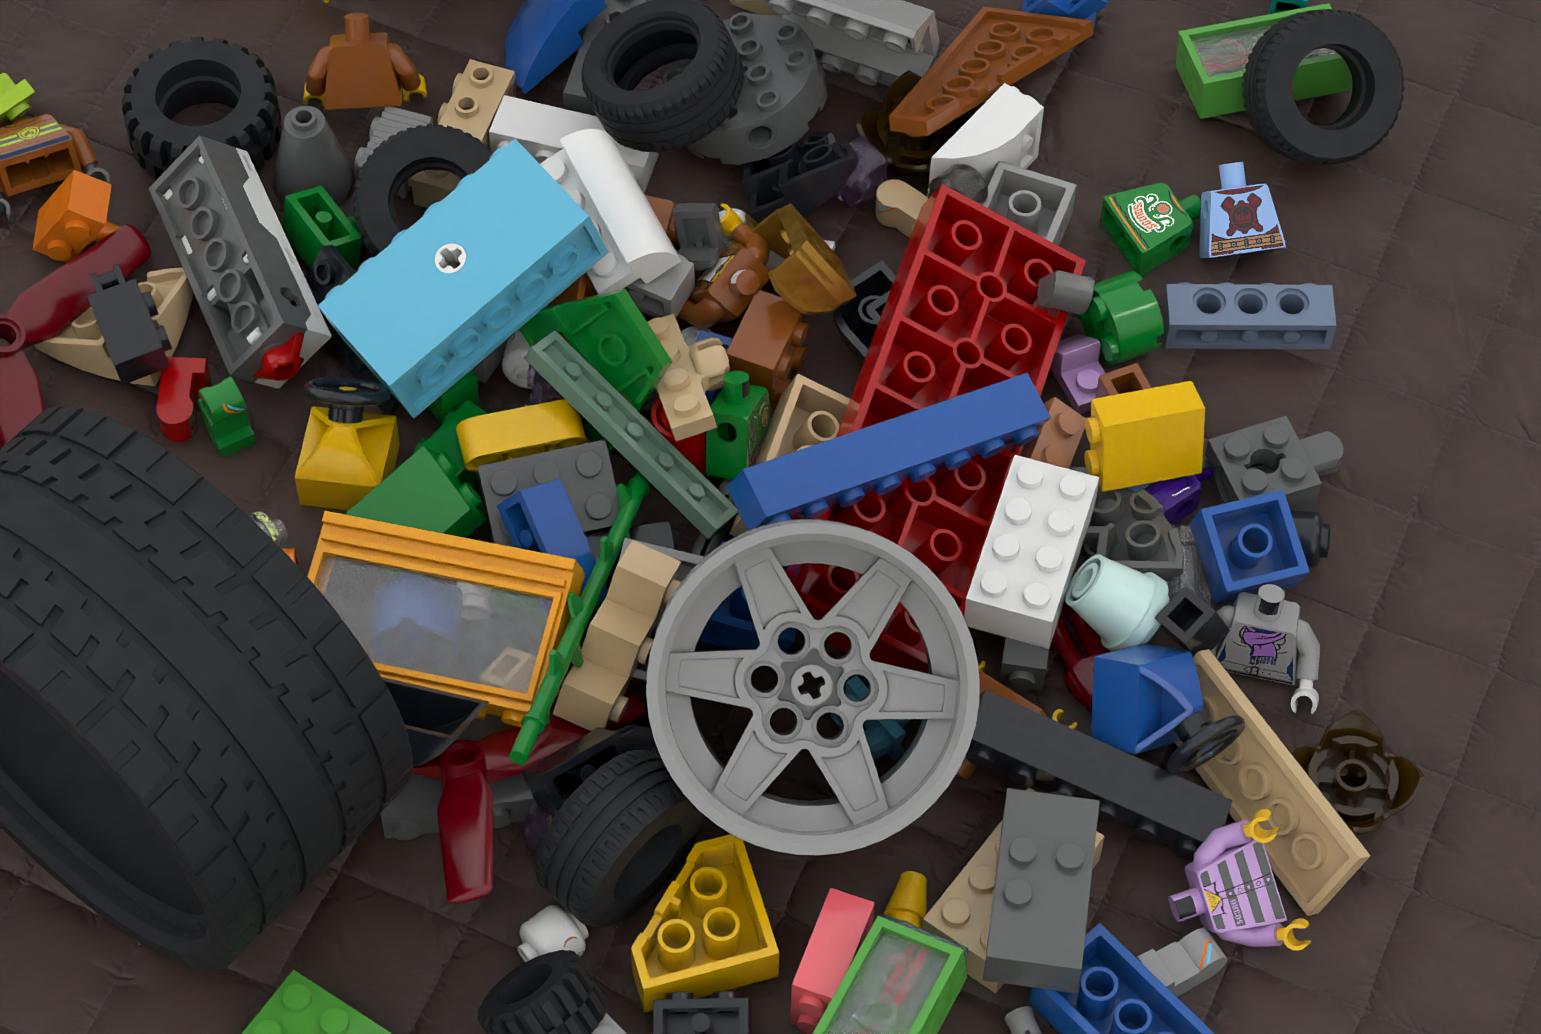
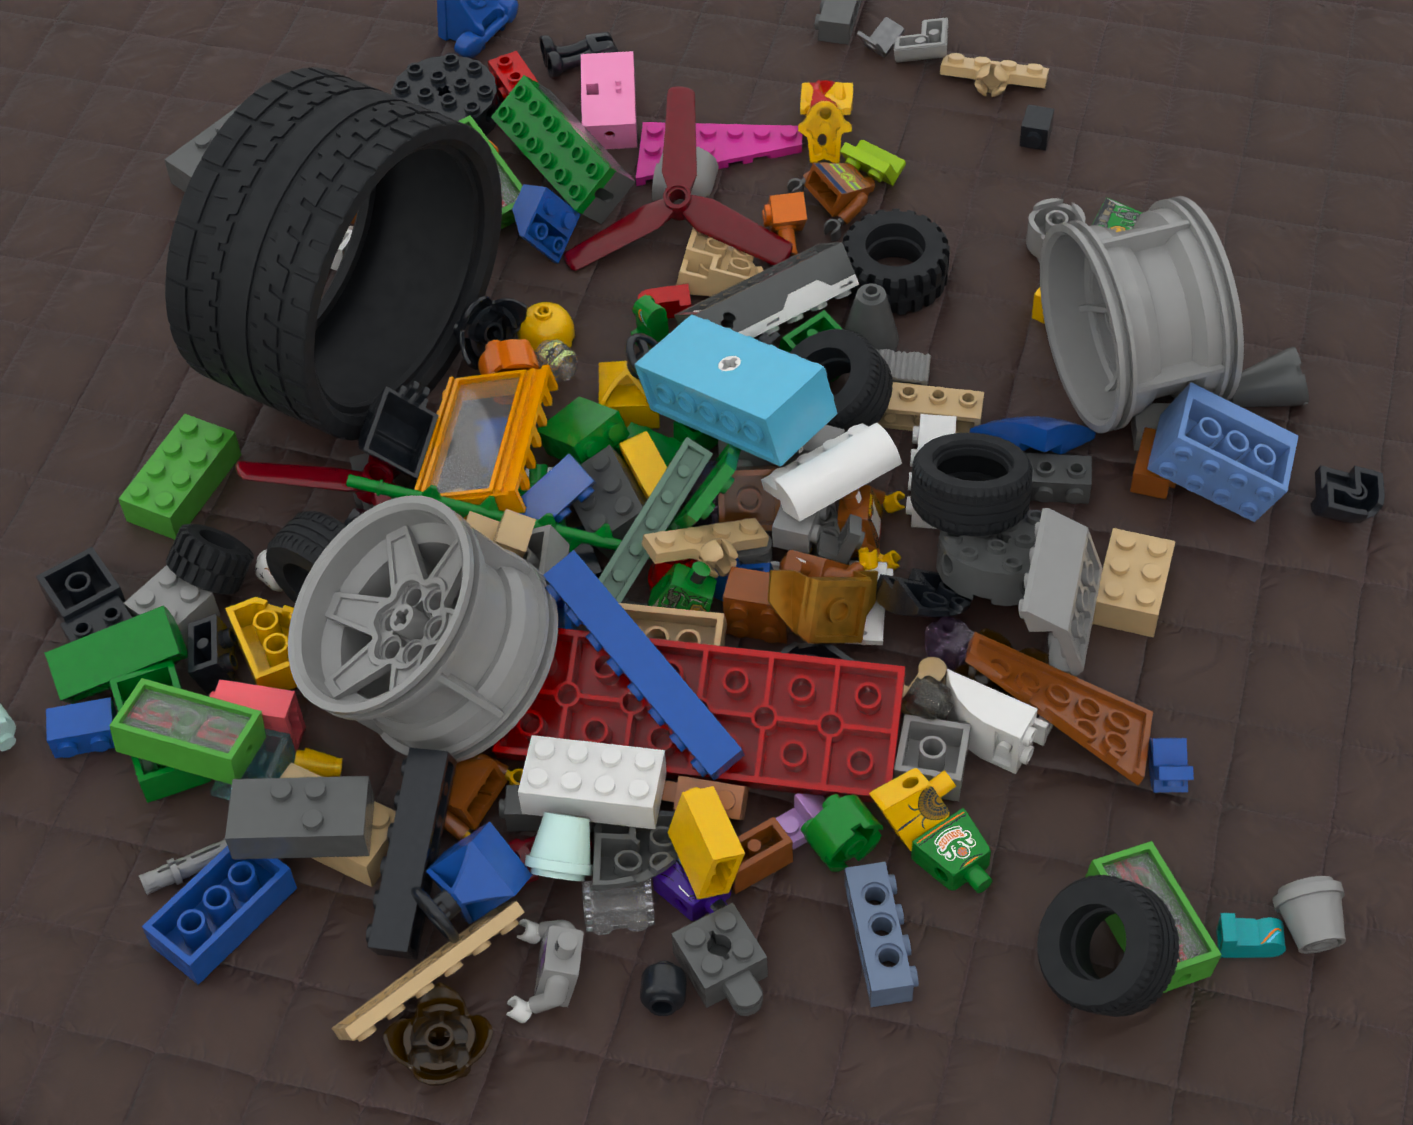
camera: 85 degrees right, 5 degrees down
(127, 326) = (694, 250): black brick -> none
(361, 70) = (946, 331): dark orange torso -> none
(1065, 292) = (841, 777): dark grey brick -> none
(1106, 247) = (913, 803): none -> yellow torso
(1187, 962) = (277, 938): light grey leg -> none
(1192, 622) = (541, 894): black brick -> none
(1236, 888) = (331, 966): lavender torso -> none
(1238, 216) = (969, 910): torso -> none
(1248, 546) = (624, 933): blue brick -> none

